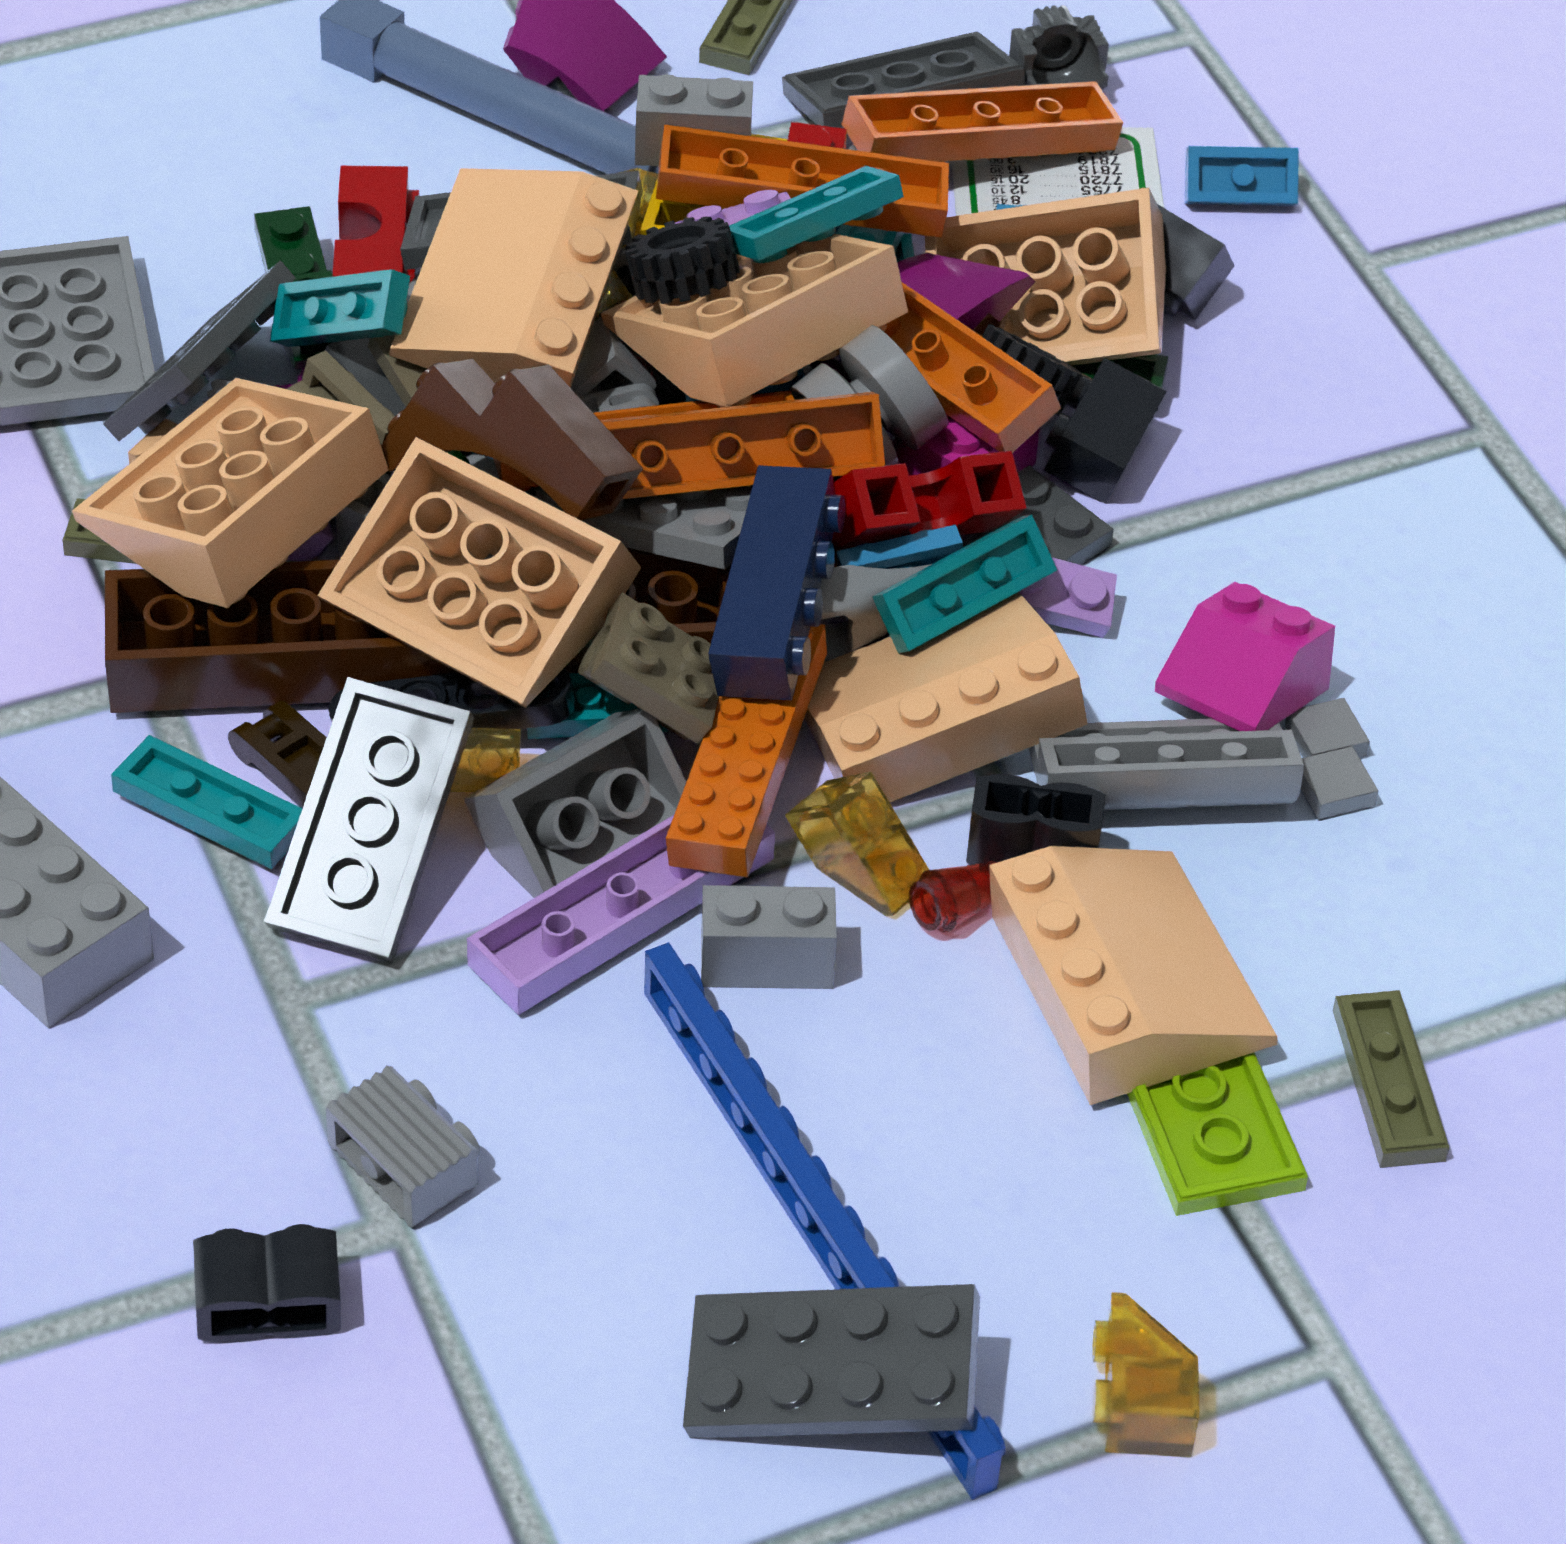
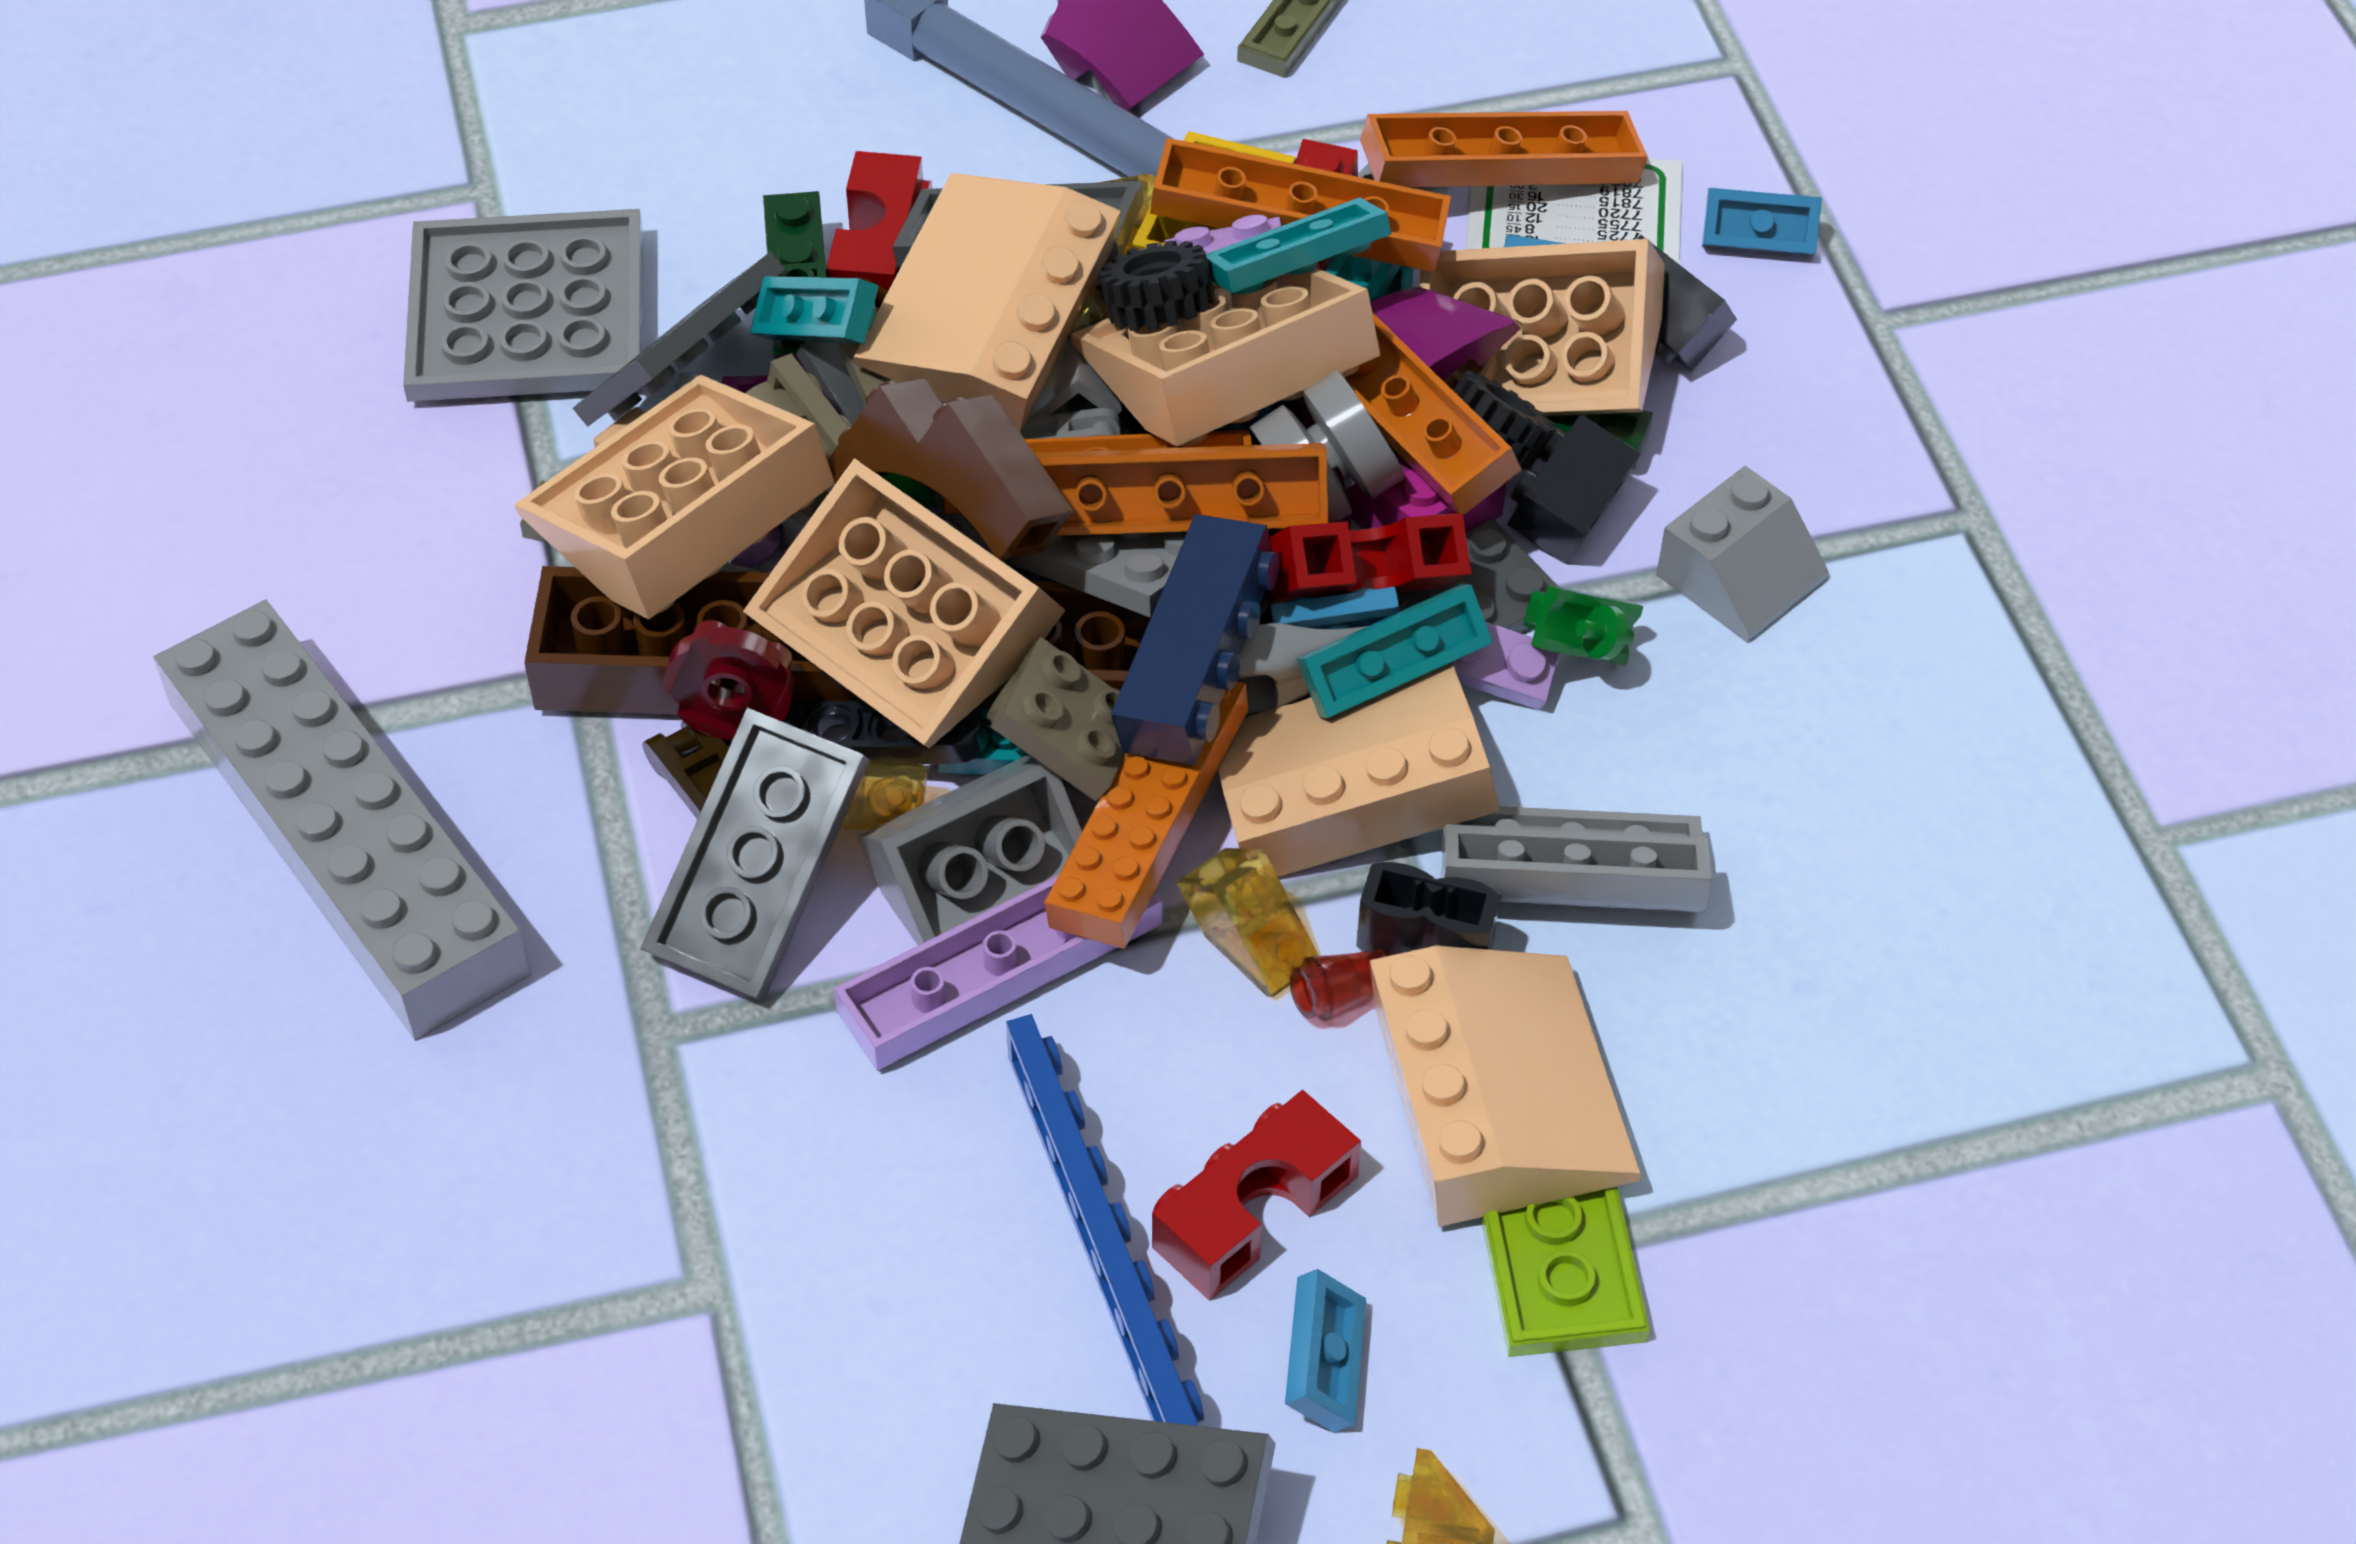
camera: 10 degrees right, 5 degrees up
(207, 800) = (607, 812): teal plate -> none
(266, 1284) = (570, 1343): black brick -> none
(309, 631) = (732, 653): none -> dark red plate
(403, 1144) = (733, 1204): light grey brick -> none
(690, 103) = (1199, 118): light grey brick -> none
(768, 937) = (1136, 1013): light grey brick -> none
(938, 65) = (1465, 84): dark grey tile -> none
(939, 1051) = (1290, 1153): none -> red arch
(1004, 1221) = (1325, 1351): none -> dark azure plate
(1061, 48) = (1596, 75): dark grey hair -> none
(1136, 550) = (1582, 624): none -> green hips
(1248, 659) = (1678, 754): dark pink slope -> none
(1275, 479) = (1742, 554): none -> light grey slope
(1327, 728) = (1751, 836): light grey tile -> none
(1337, 783) = (1751, 892): light grey tile -> none
(1390, 1079) = (1755, 1228): olive tile -> none

